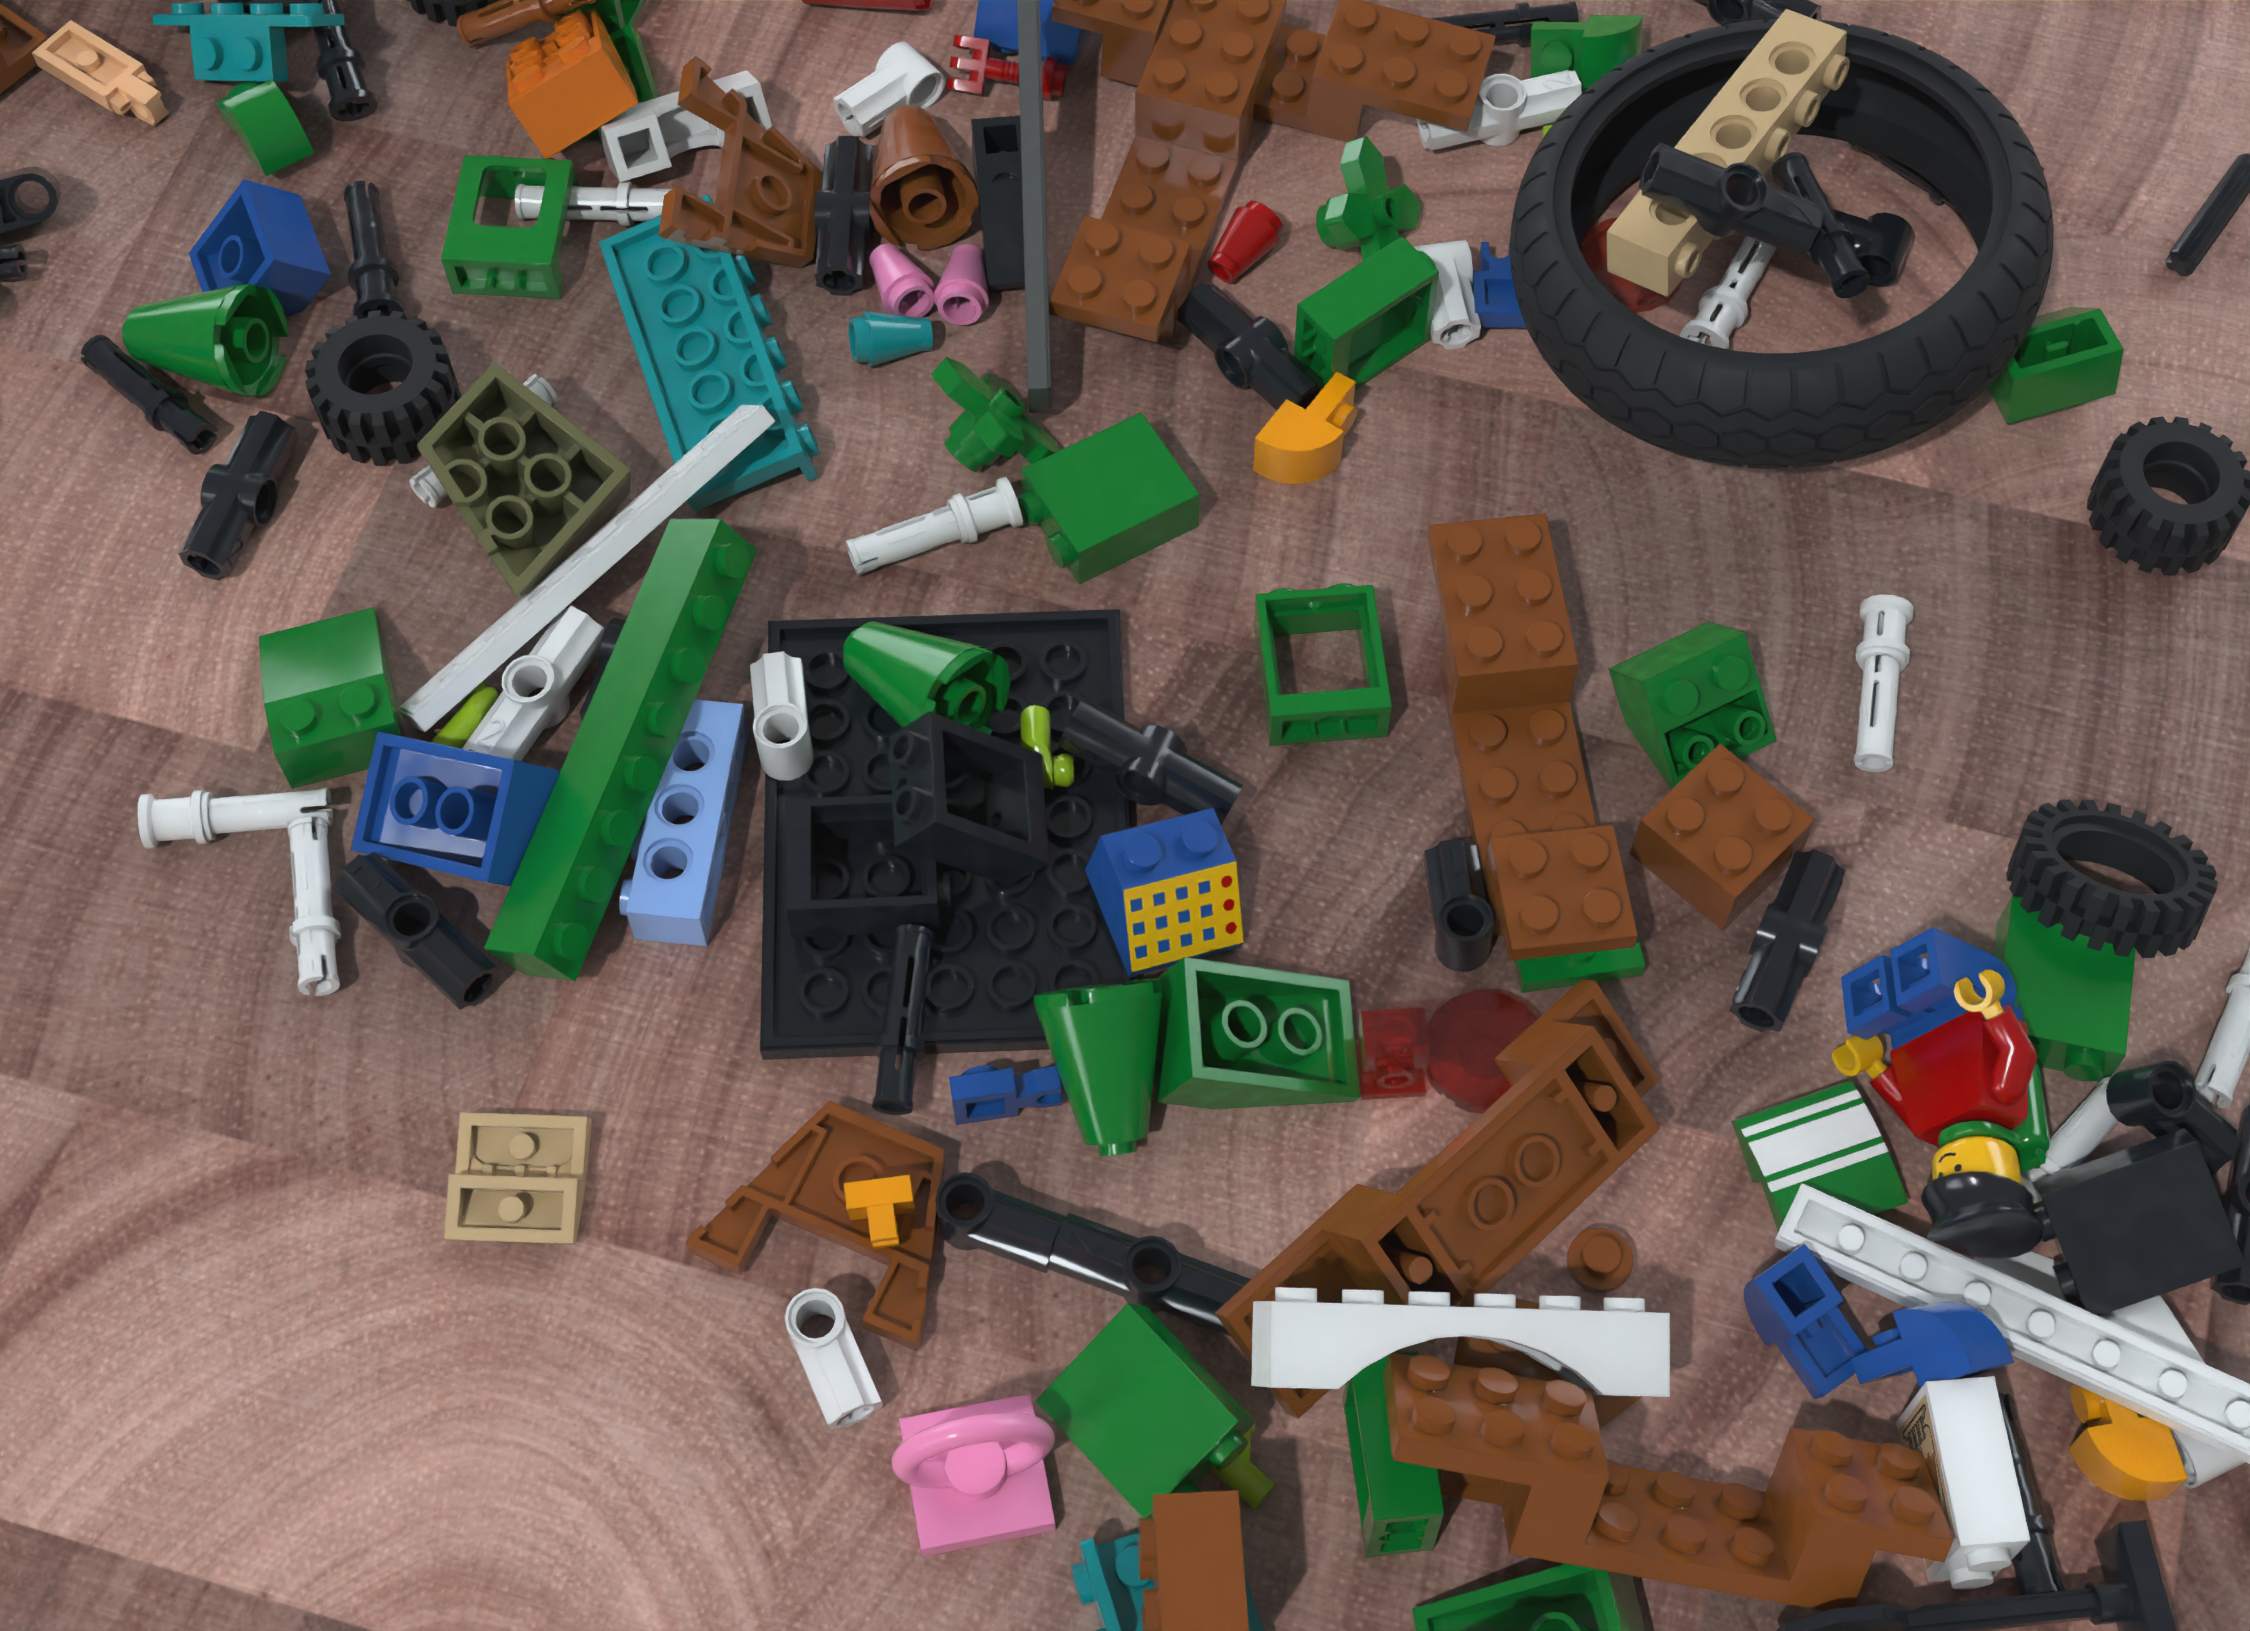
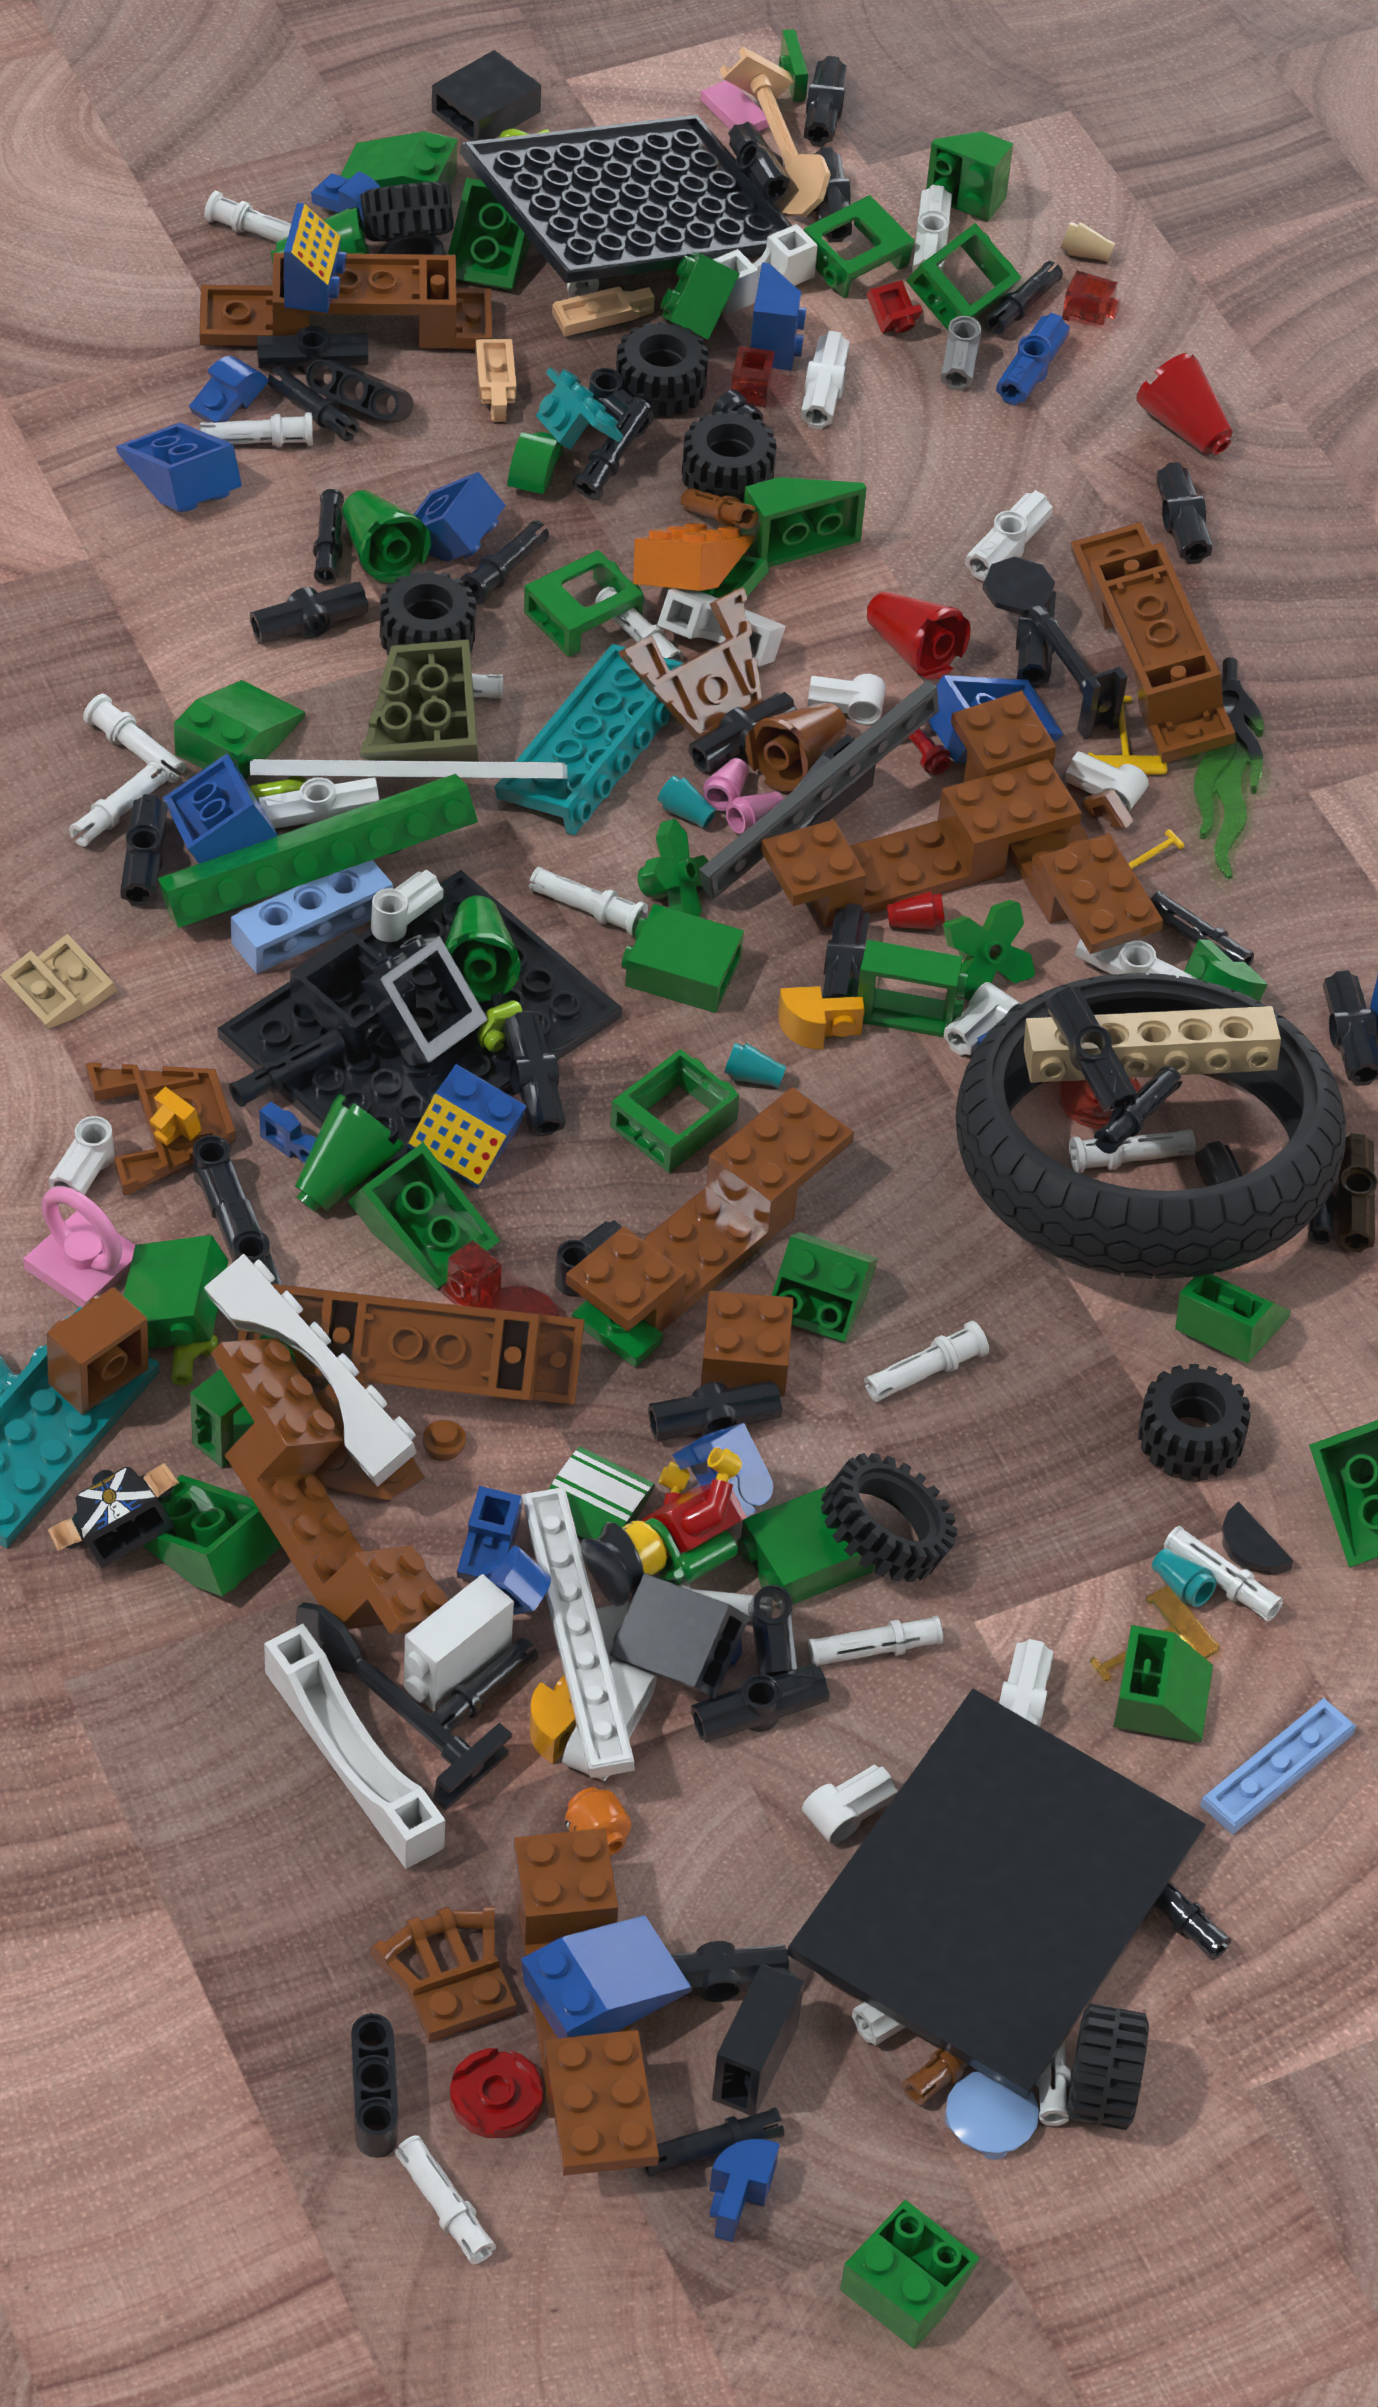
camera: 45 degrees right, 10 degrees down
(1318, 545) = (753, 1066): none -> teal cone

